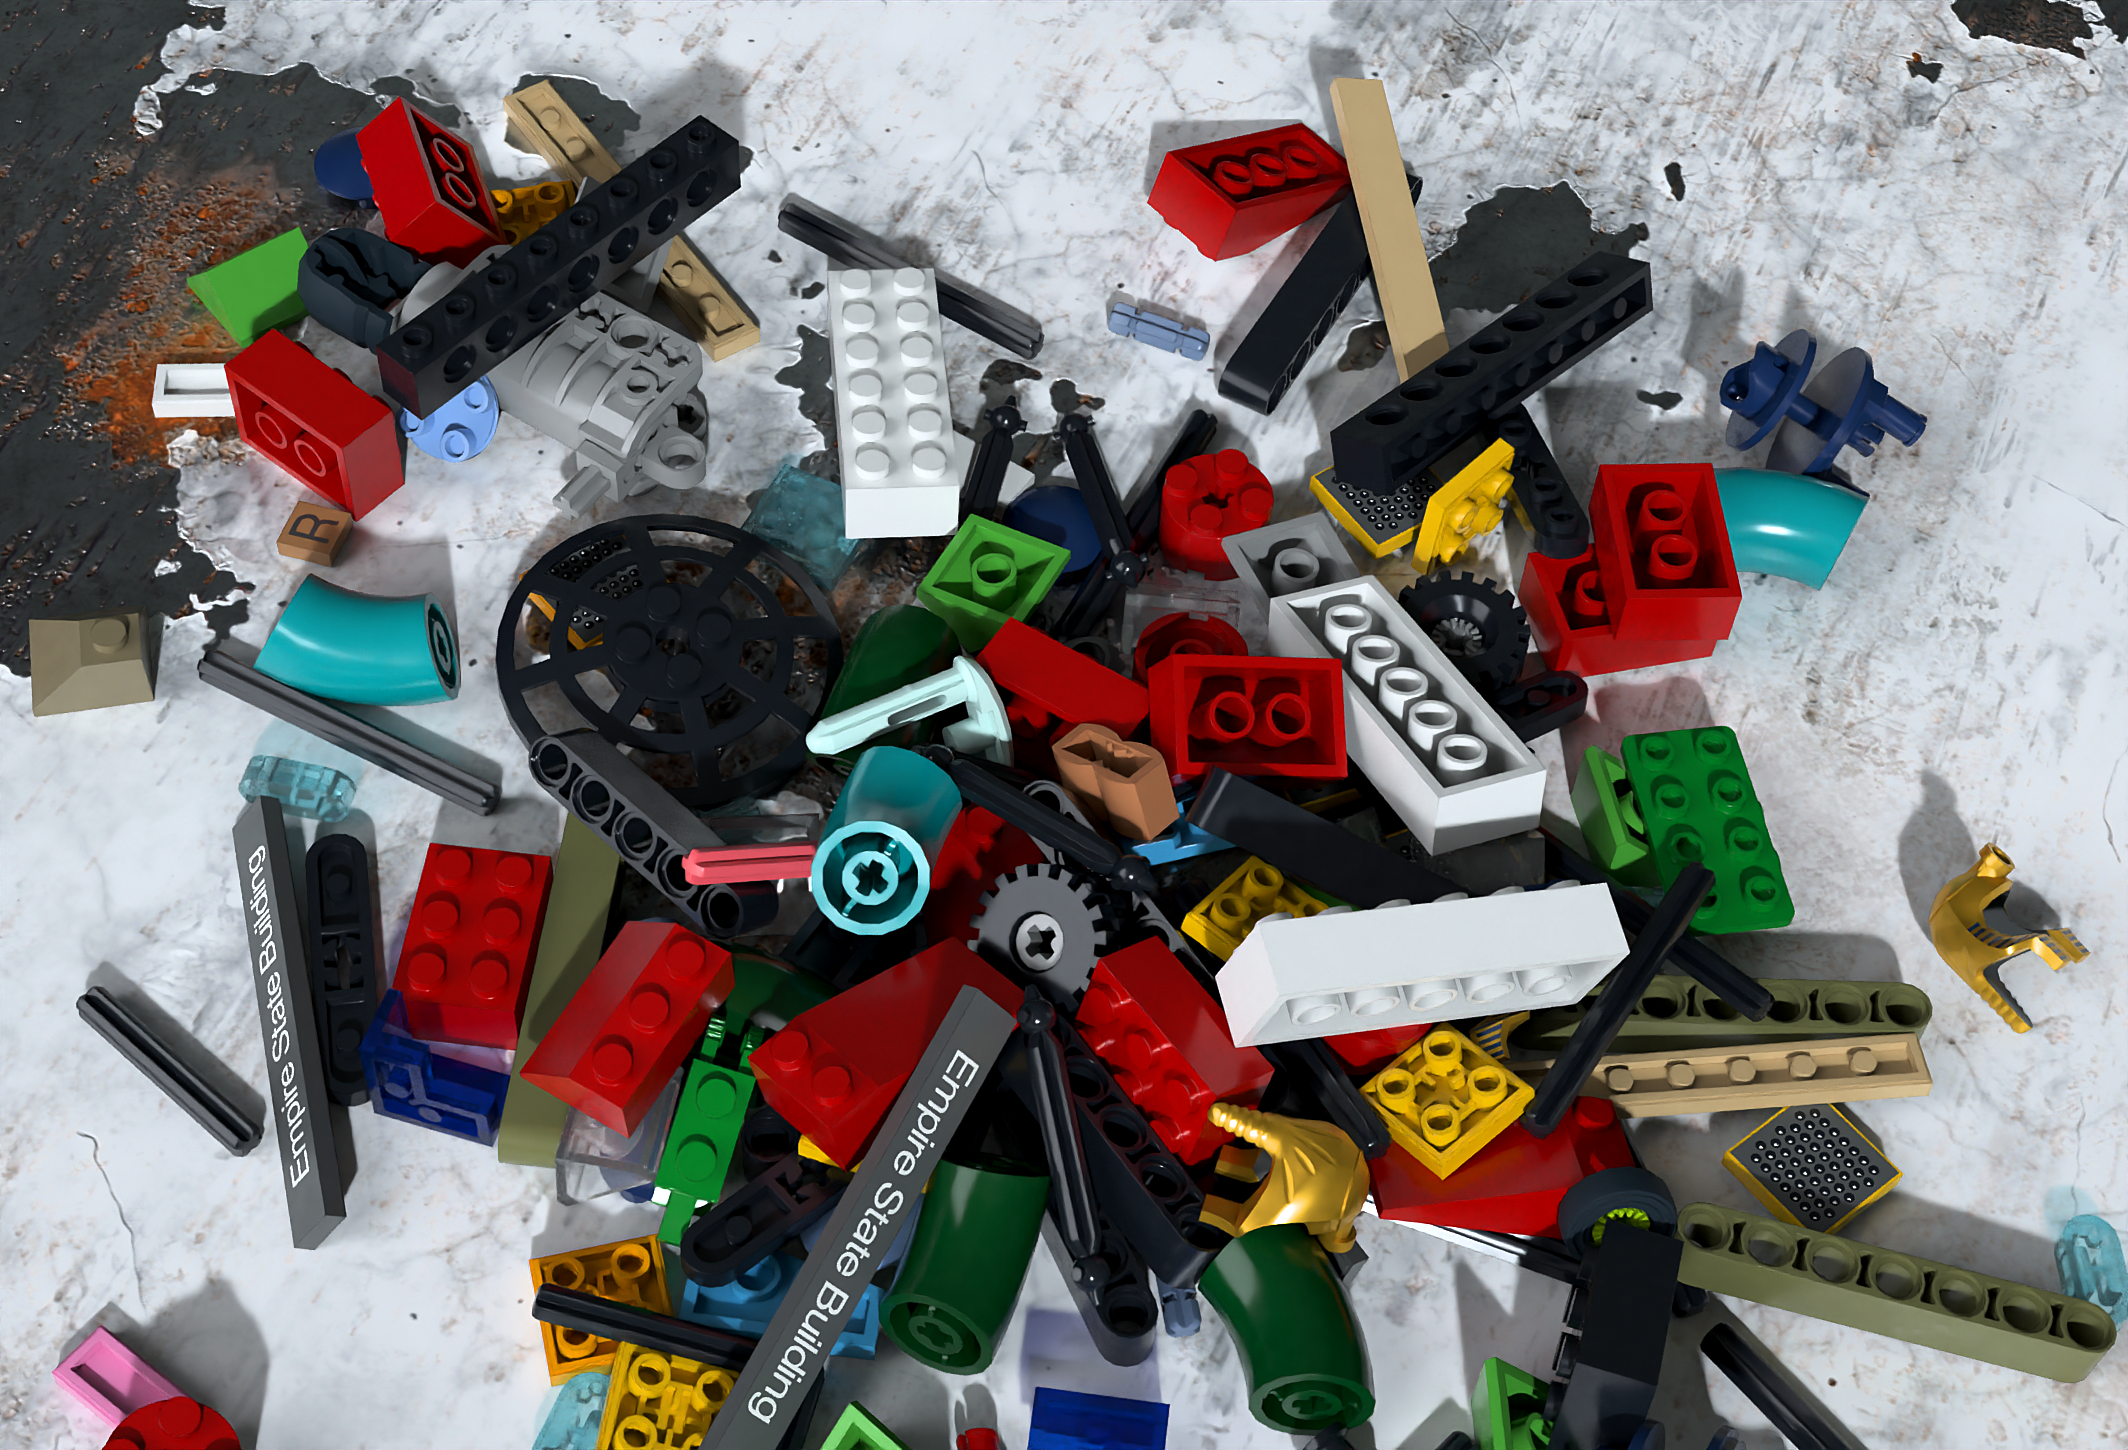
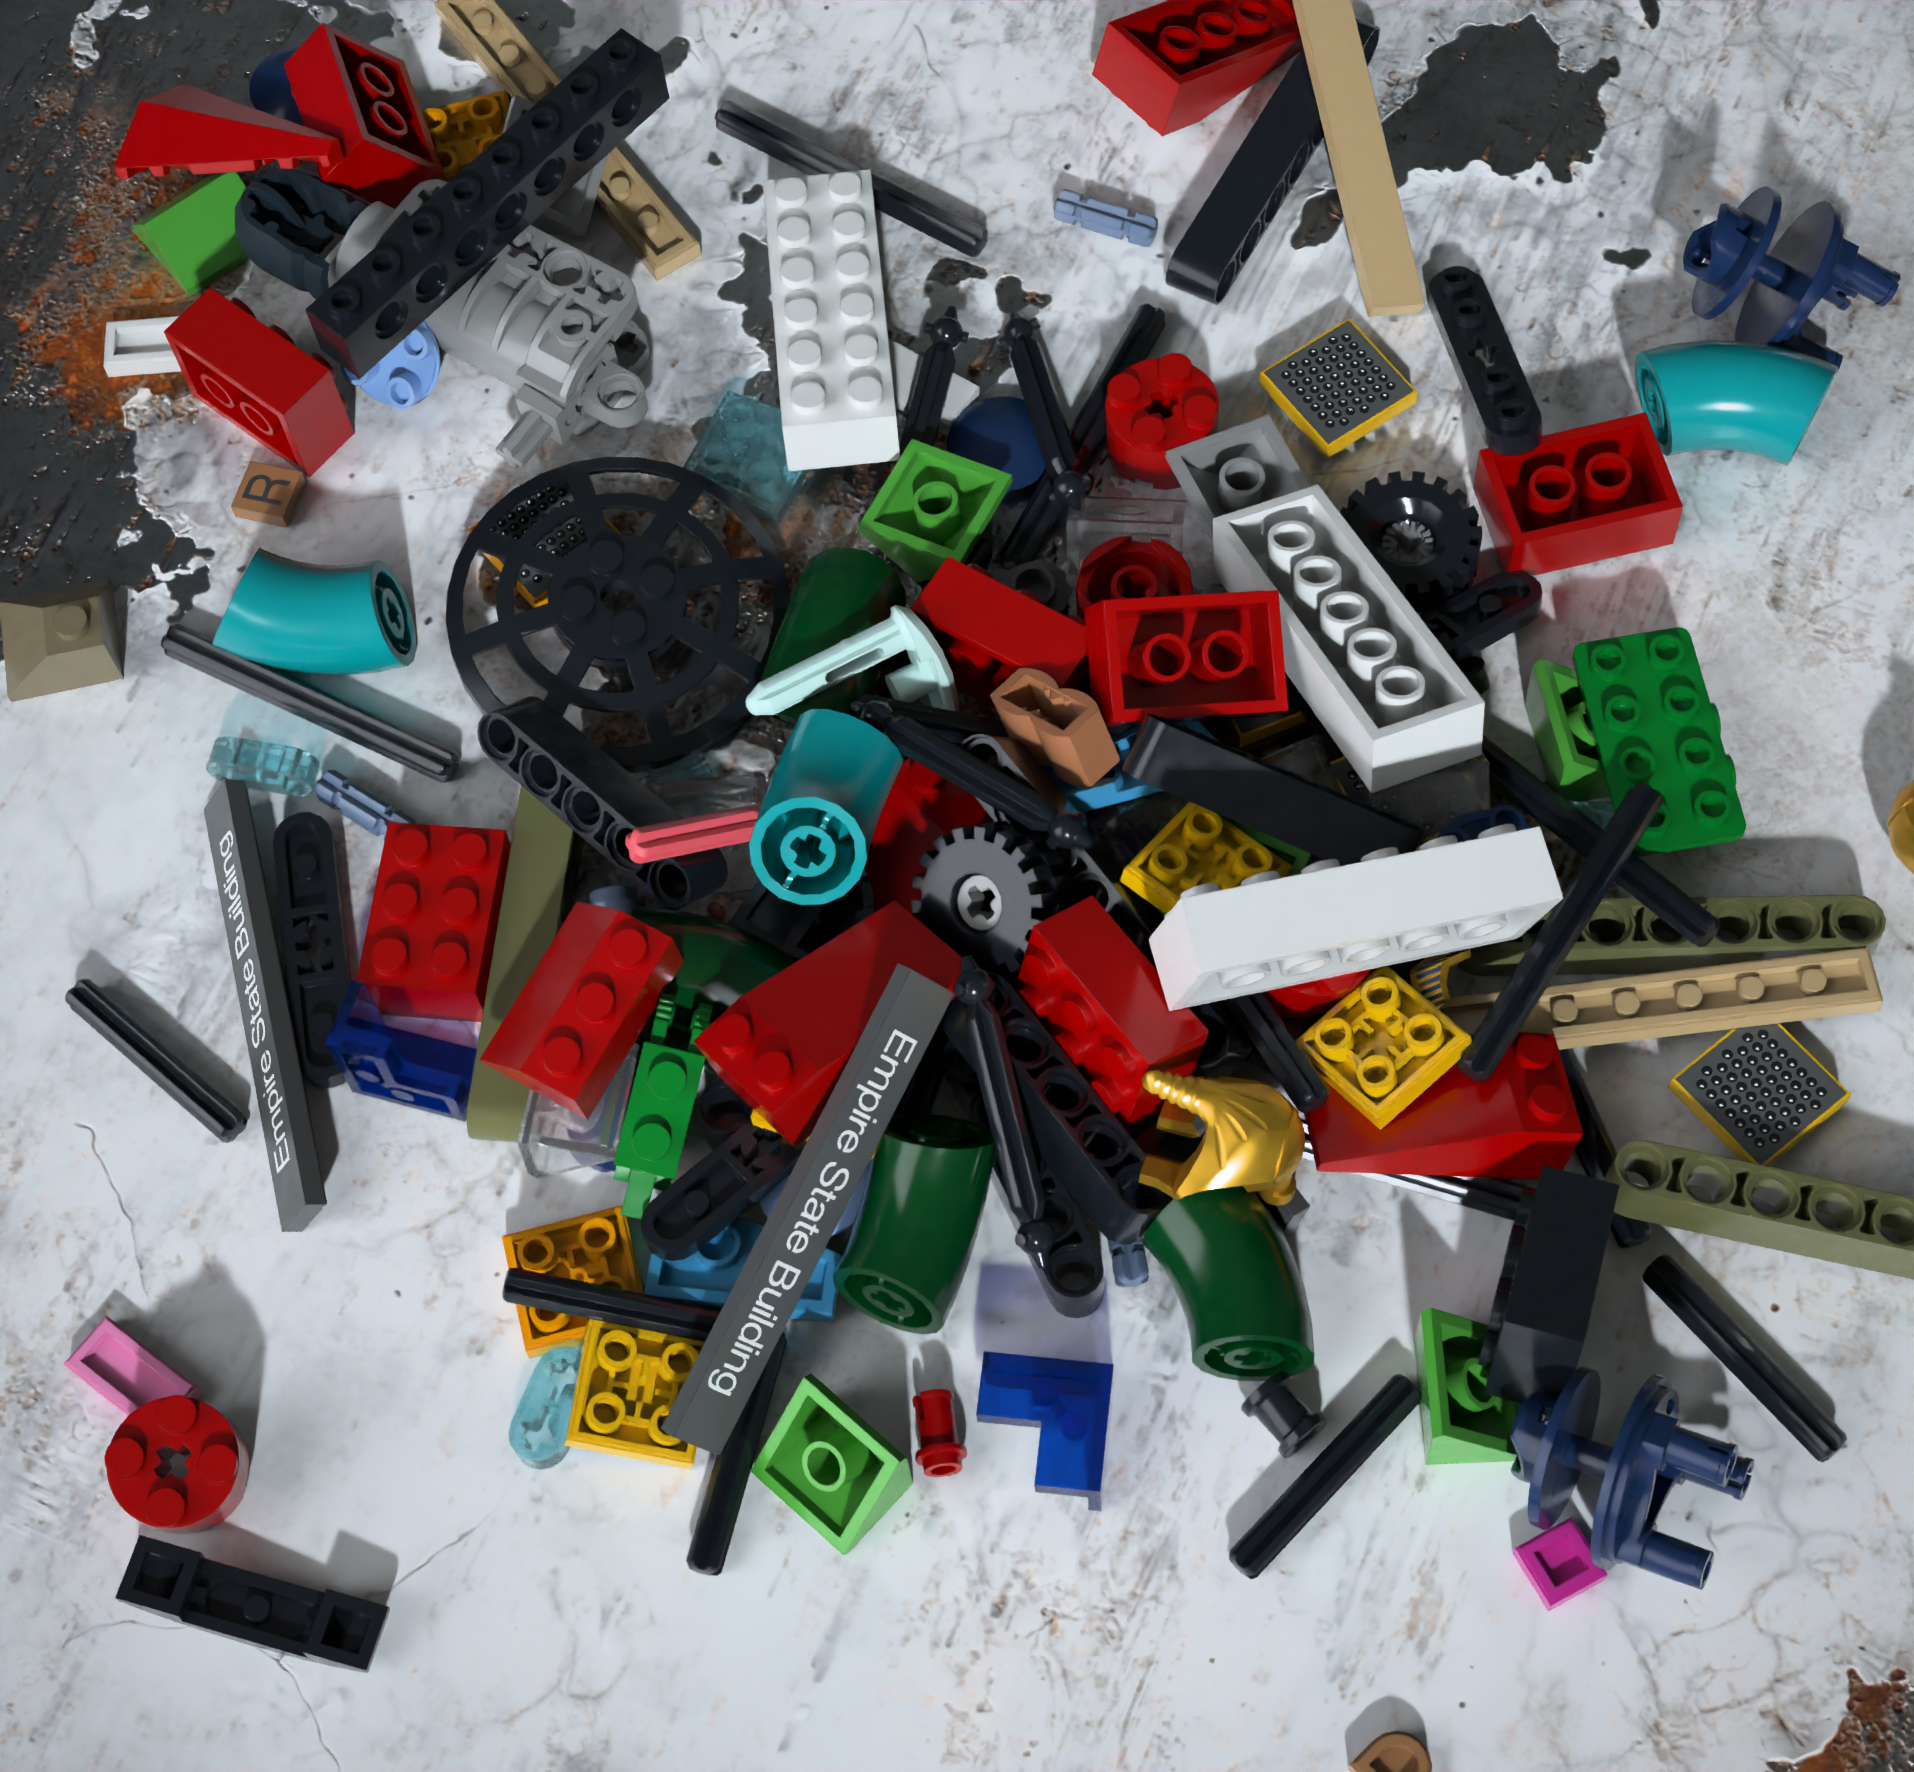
camera: 10 degrees right, 10 degrees up
(278, 195) = (215, 136): none -> red wedge
(392, 830) = (358, 803): none -> sand blue axle
(1464, 509) = (1415, 401): yellow tile -> none
(1490, 373) = (1447, 246): black brick -> none
(1611, 1195) = (1557, 1141): black bush -> none
(1664, 552) = (1616, 446): red brick -> none

